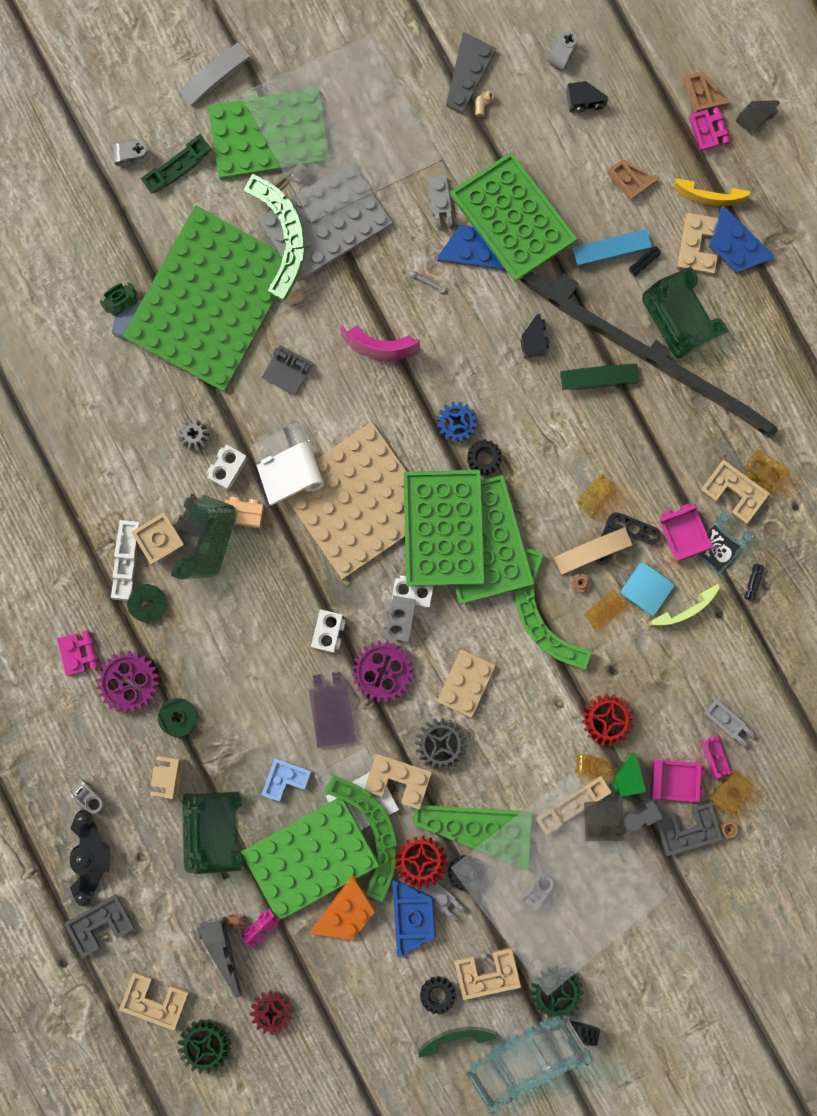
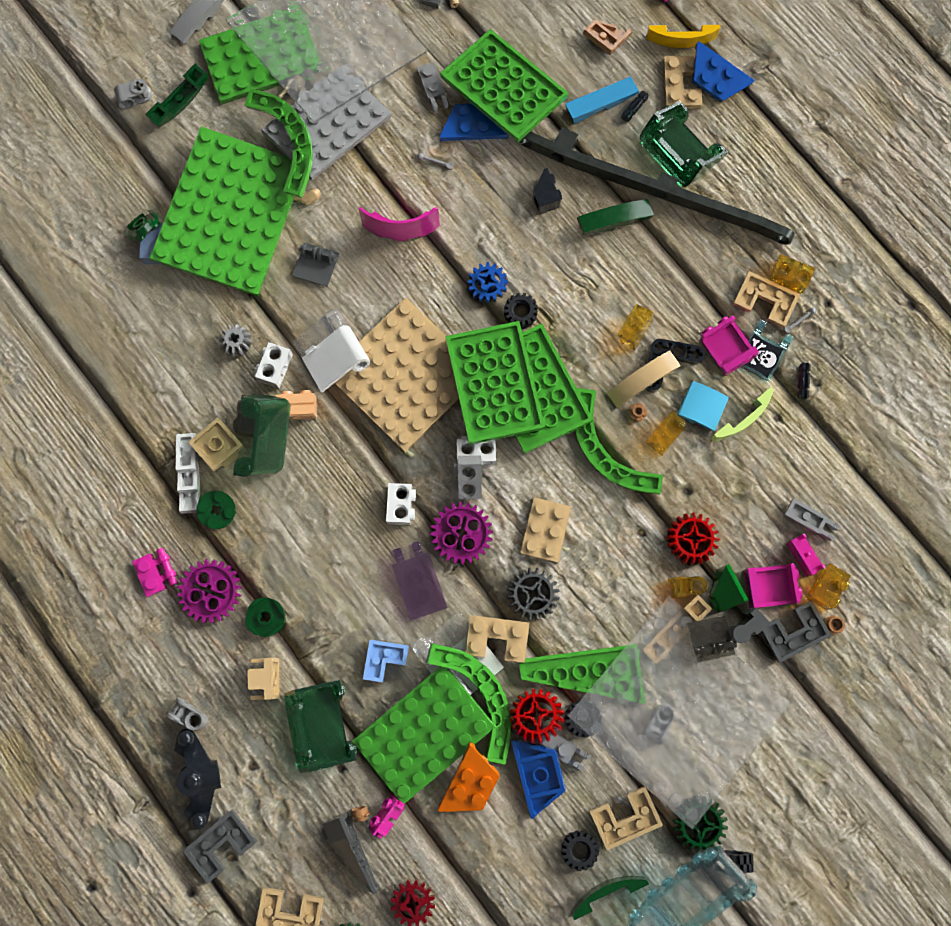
camera: 10 degrees left, 5 degrees down
(750, 526) = (788, 329): none -> light grey hinge

